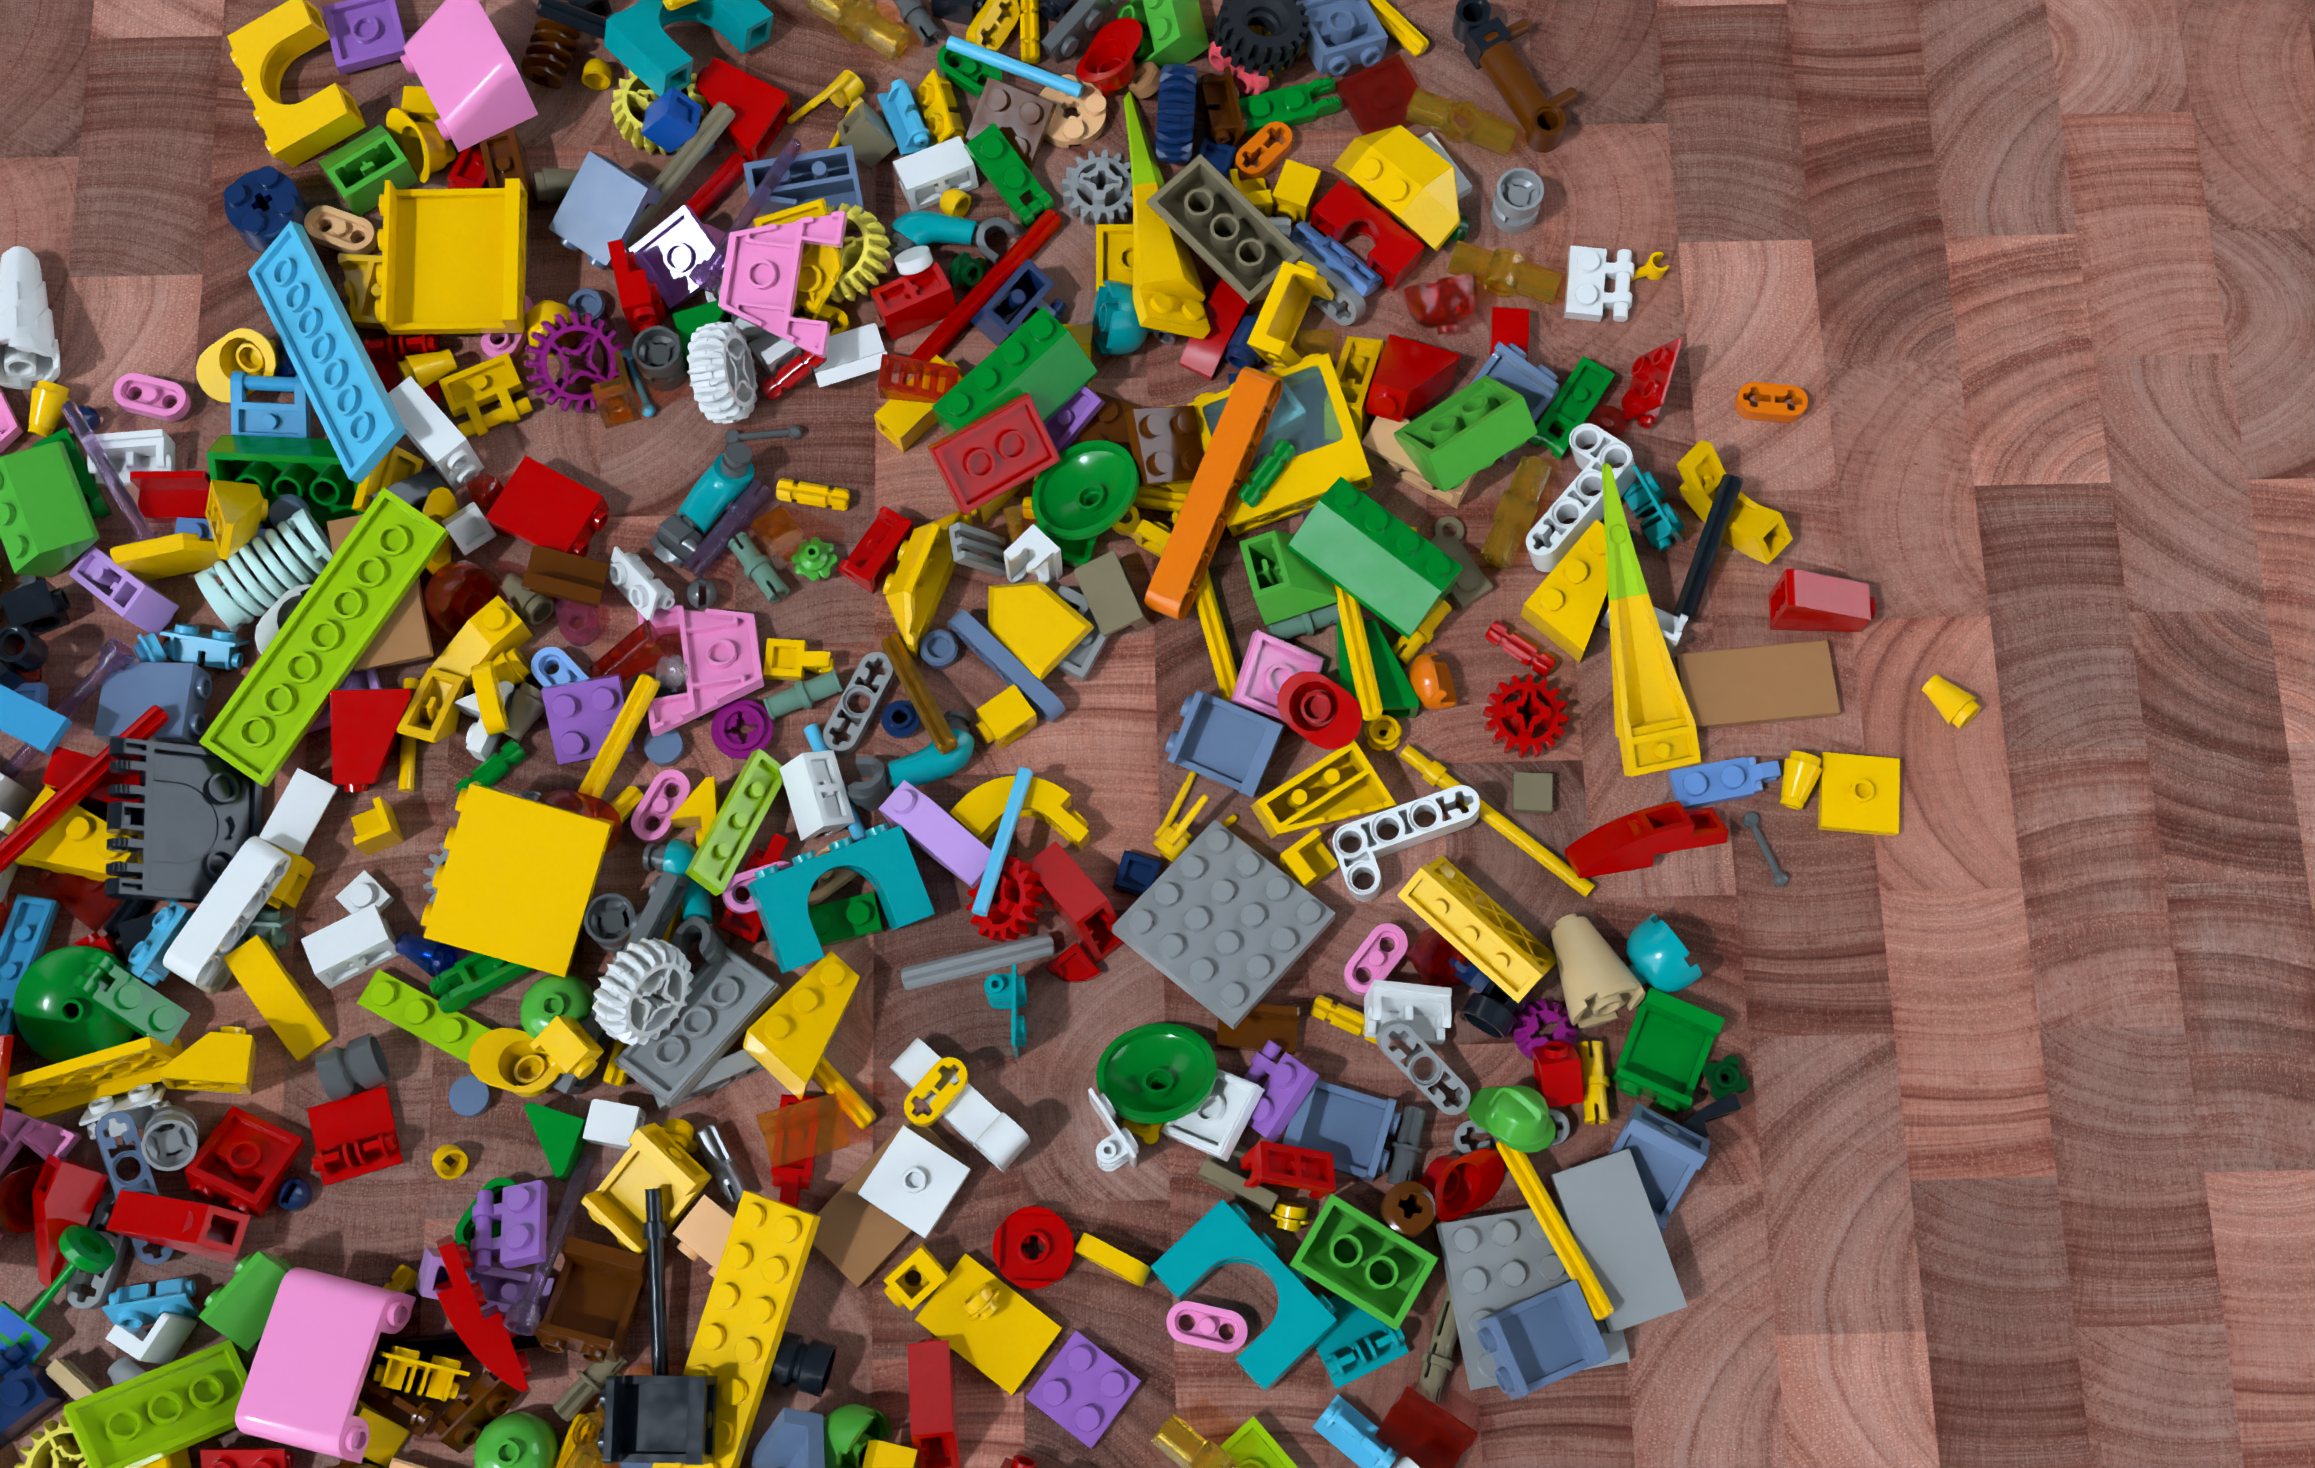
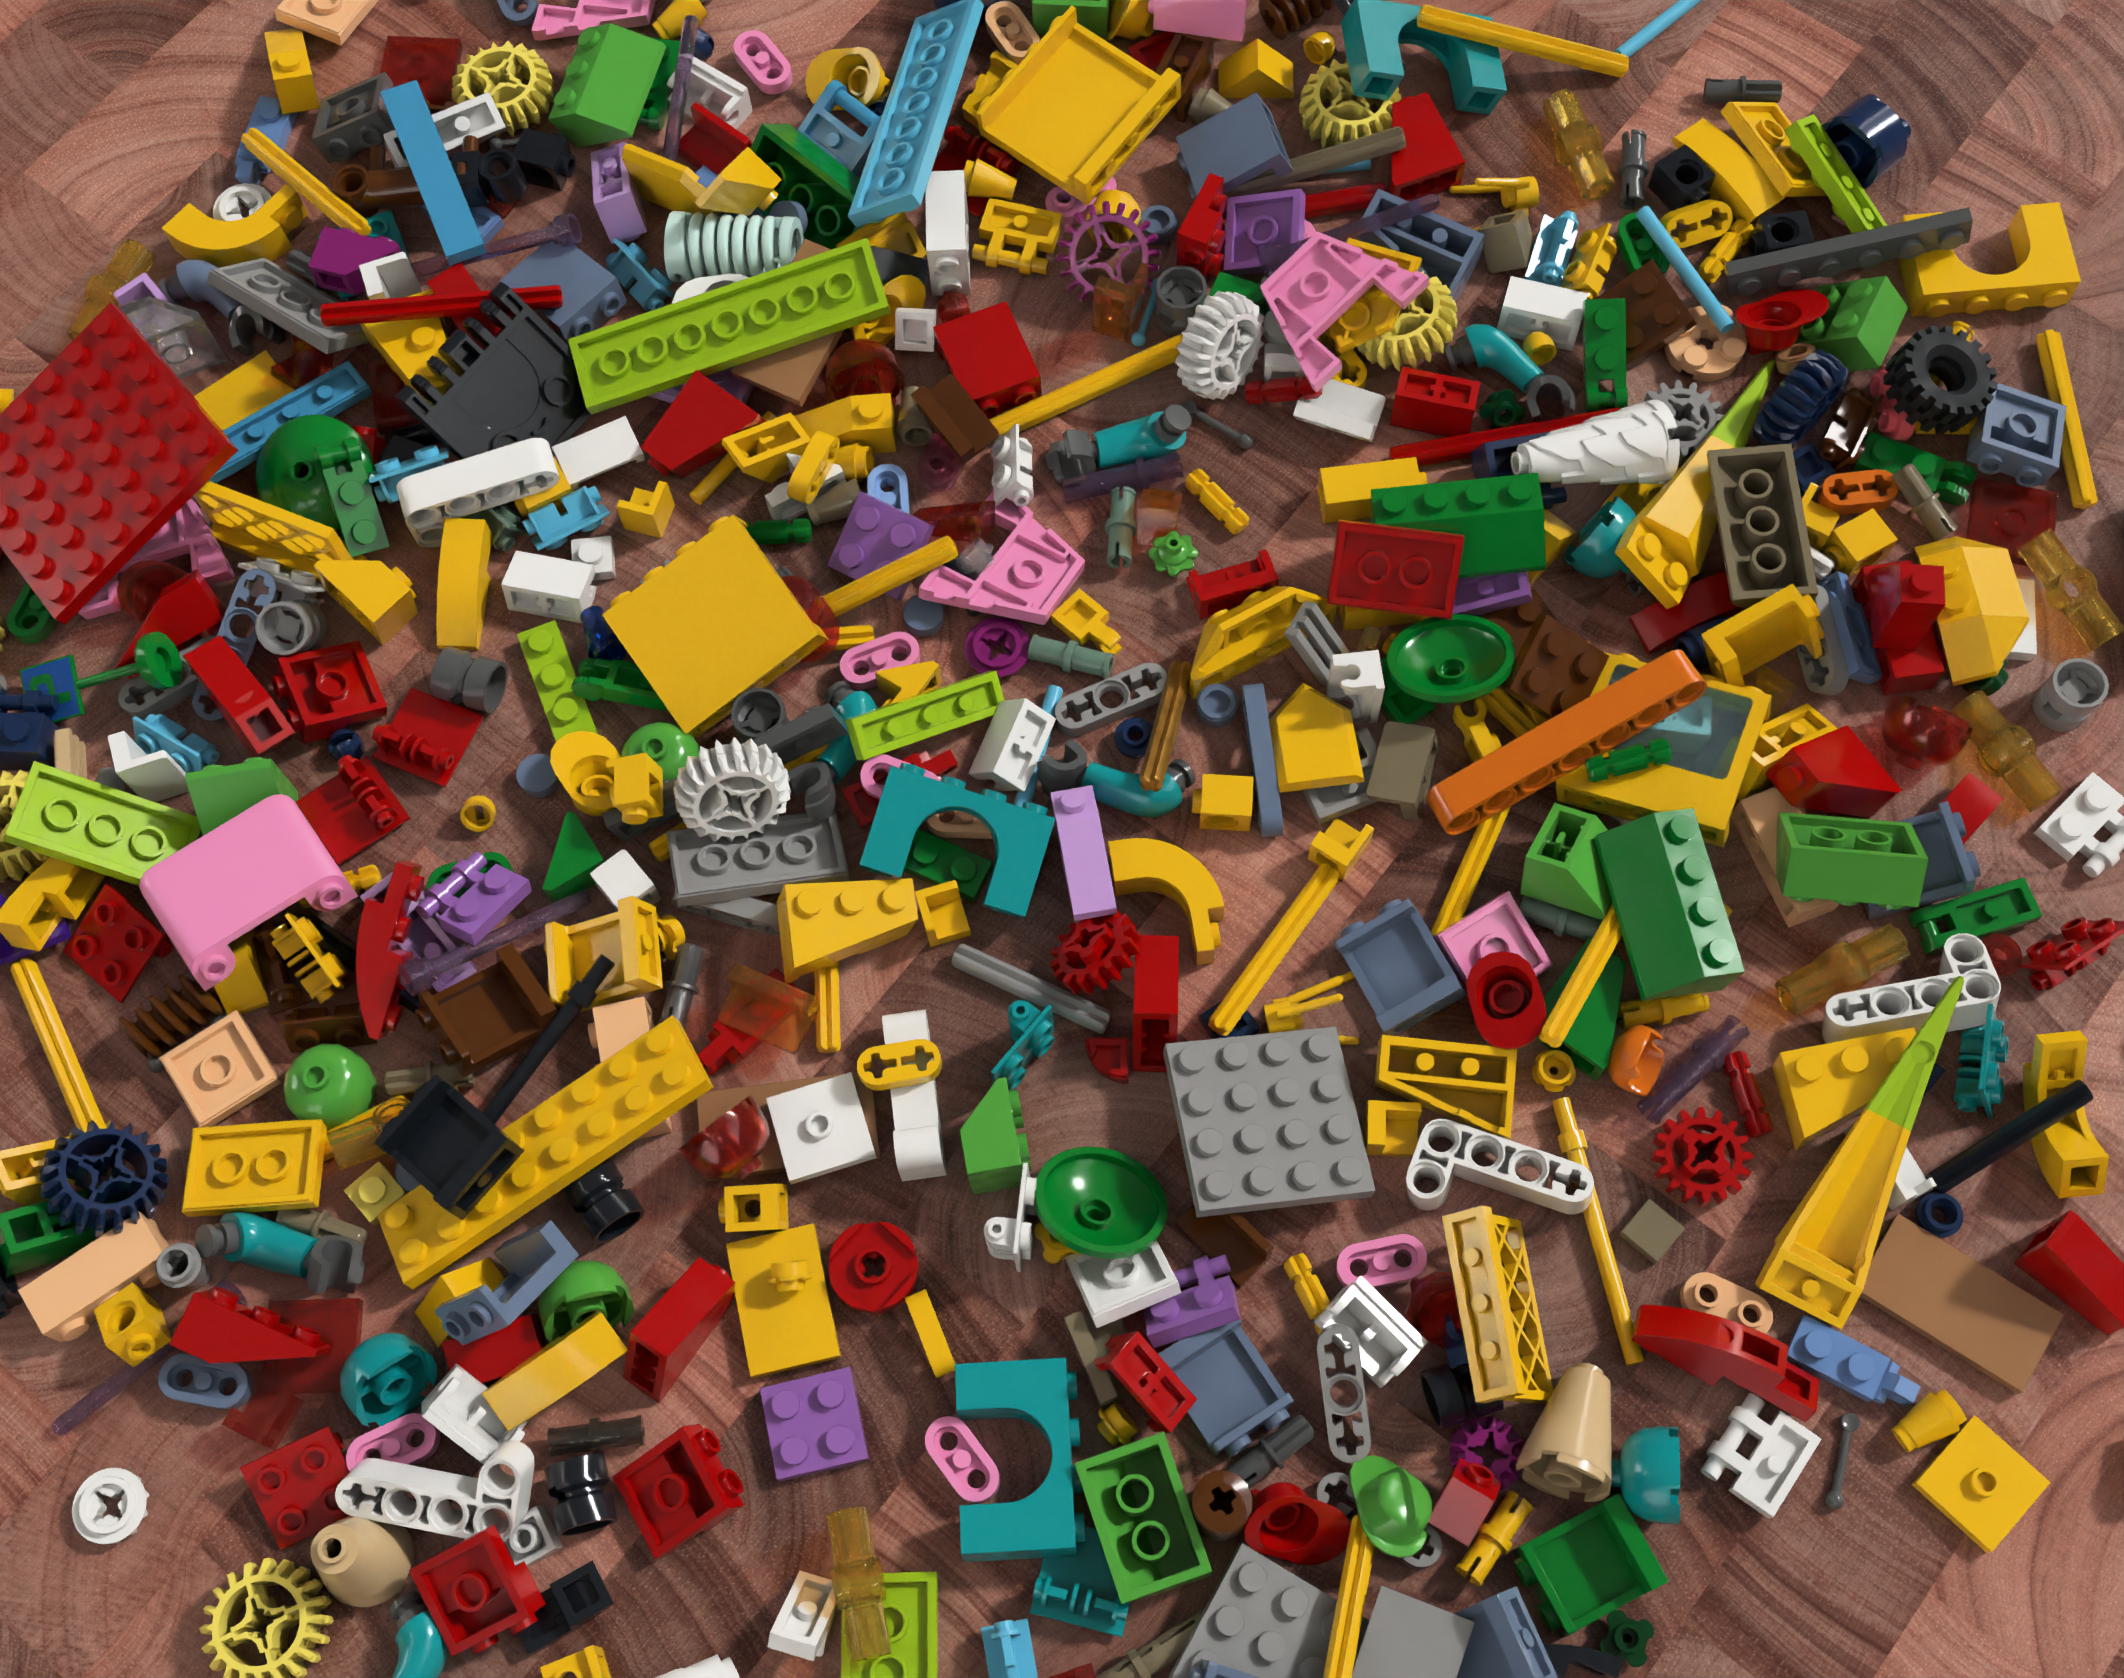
camera: 45 degrees right, 5 degrees down
(149, 649) = (596, 246): medium azure plate -> none
(313, 901) = (581, 514): none -> medium azure hinge
(344, 1235) = (352, 808): none -> red hinge
(563, 131) = (1256, 70): none -> yellow slope
(644, 471) = (1089, 386): none -> yellow axle
(671, 120) = (1347, 116): blue panel -> none
(693, 593) = (1063, 520): dark grey hinge -> none
(860, 1246) = (730, 1143): none -> clear red cylinder
(870, 958) = (942, 913): none -> yellow panel
(904, 366) = (1377, 444): clear red slope -> none
(913, 260) = (1461, 367): white tile -> none
(1002, 841) = (1130, 898): medium azure bar -> none
(1050, 1094) = (990, 1141): none -> bright green slope
(1073, 251) = (1606, 449): none -> white cone
(1112, 687) = (1340, 846): none -> yellow panel
(1127, 797) = (1273, 950): none -> yellow axle
(1315, 127) = (1924, 502): none -> dark tan axle
(1365, 217) = (1904, 603): none -> red slope
(1472, 583) = (1747, 994): dark tan hinge -> none
(1473, 658) = (1706, 1055): none -> pin
(1617, 802) = (1727, 1302): none -> light nougat plate
(1705, 624) = (1948, 1206): none -> dark blue plate
(1726, 887) = (1772, 1465): none -> white plate

